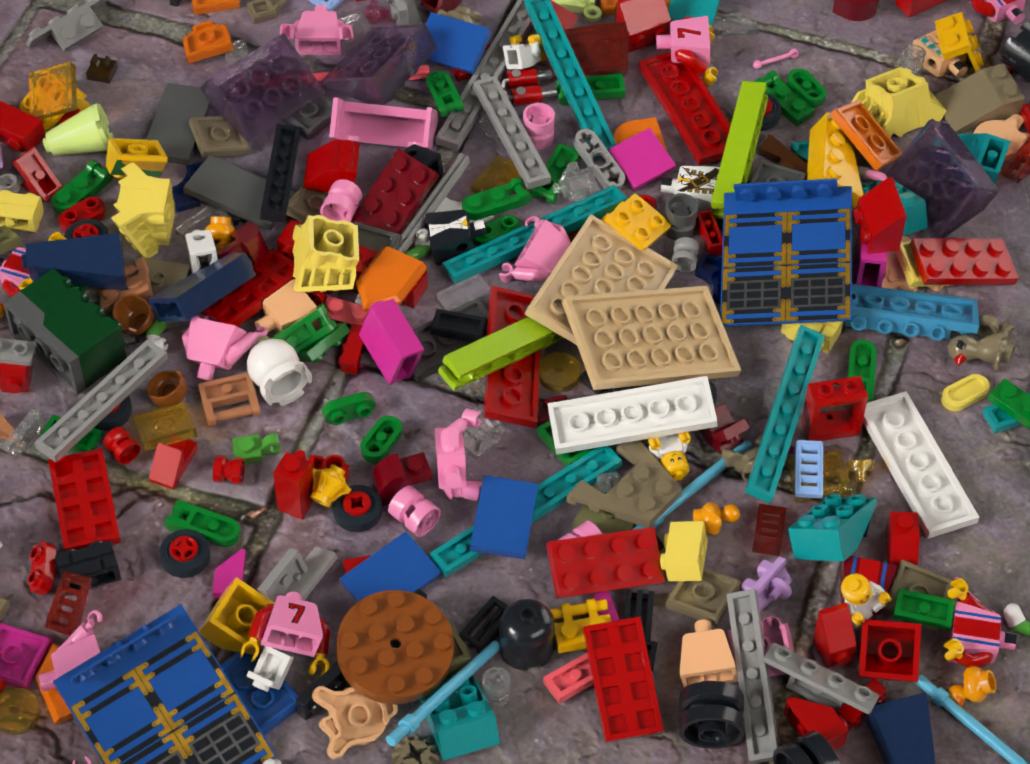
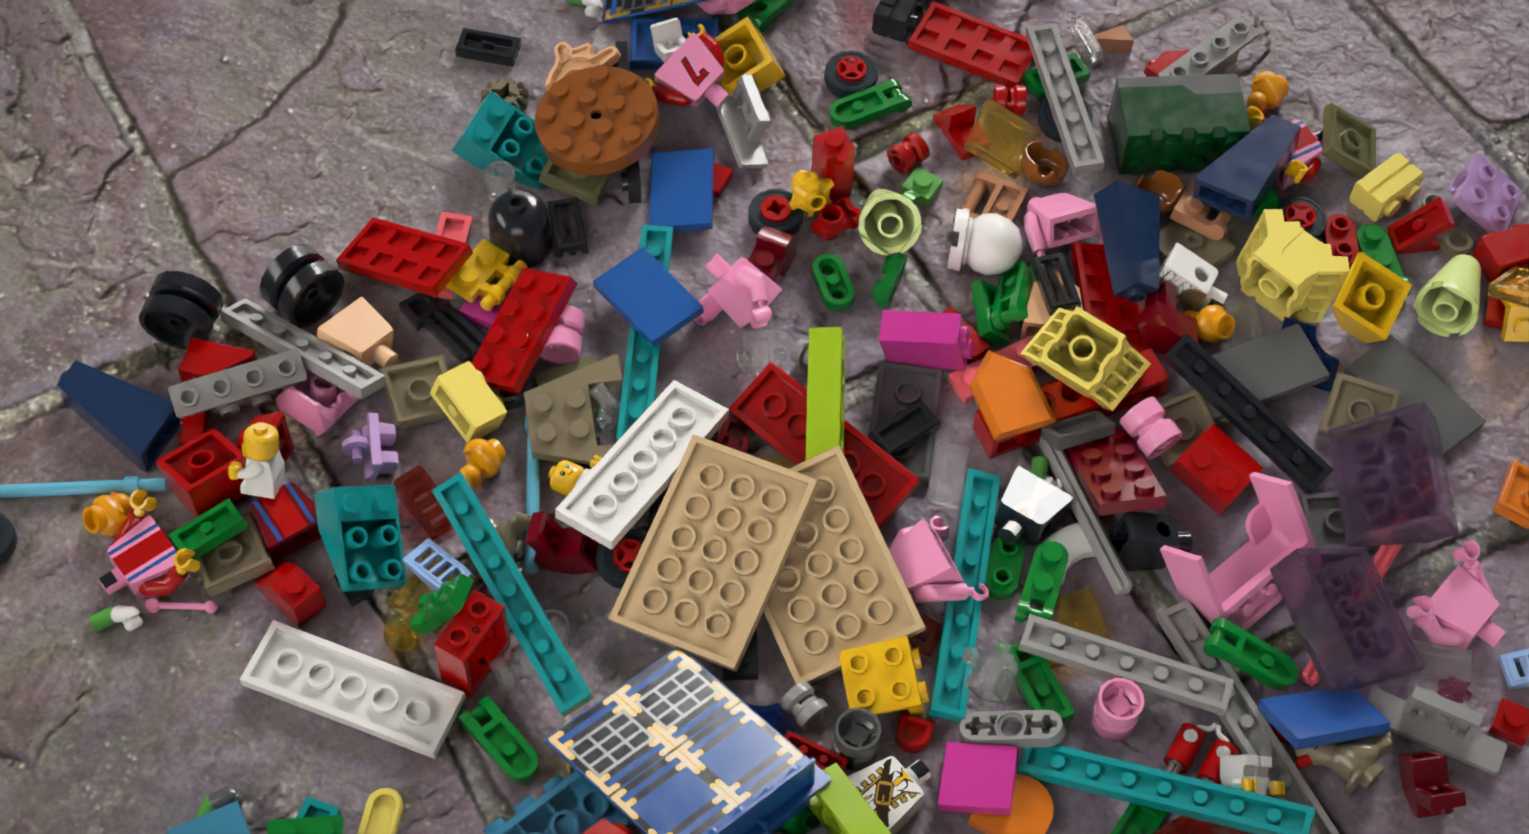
camera: 130 degrees right, 5 degrees up
(228, 571) = (797, 93): dark pink tile -> none
(278, 311) = (1045, 290): none -> black tile
(309, 424) = (889, 222): none -> yellowish green cone
(411, 722) = (514, 74): medium azure bar -> none
(416, 512) = (728, 243): bright pink wheel -> none
(452, 412) = (800, 353): none -> light grey plate
(835, 427) = (440, 604): none -> green plate

